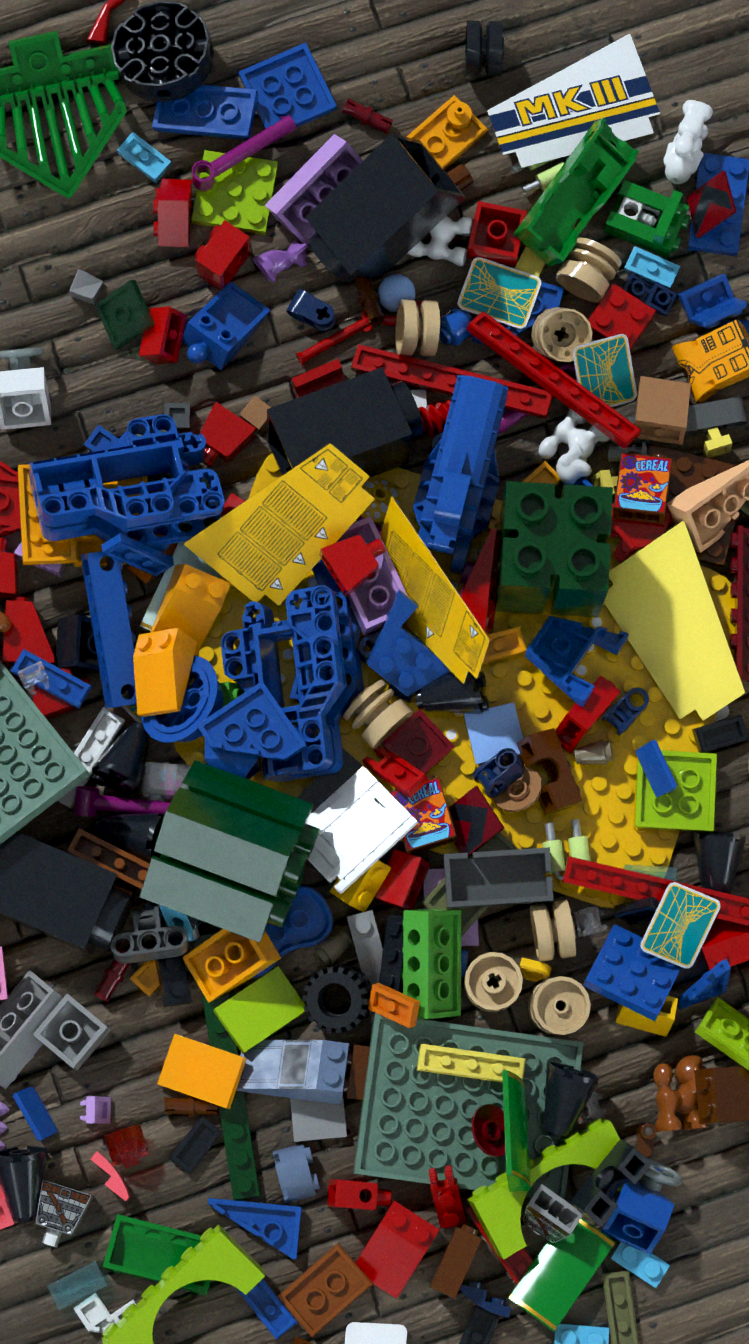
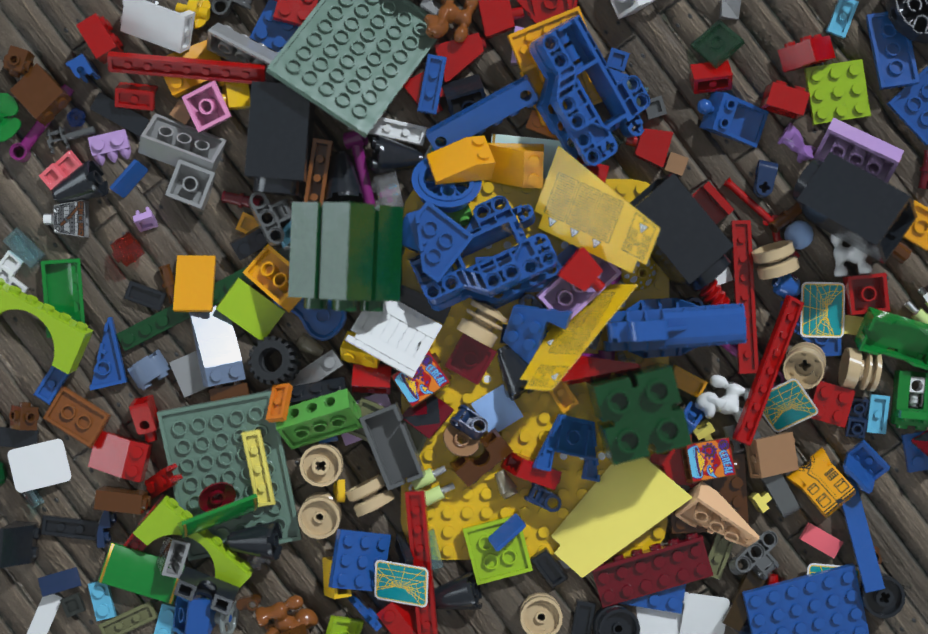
camera: 70 degrees right, 10 degrees up
(33, 674) = (428, 71): clear tile -> none
(115, 1182) = (99, 250): coral slope -> none
(137, 554) = (539, 115): blue tile -> none
(240, 153) = (868, 87): magenta piece -> none
(396, 771) = (444, 351): red hinge -> none
(589, 921) = (386, 517): clear tile -> none

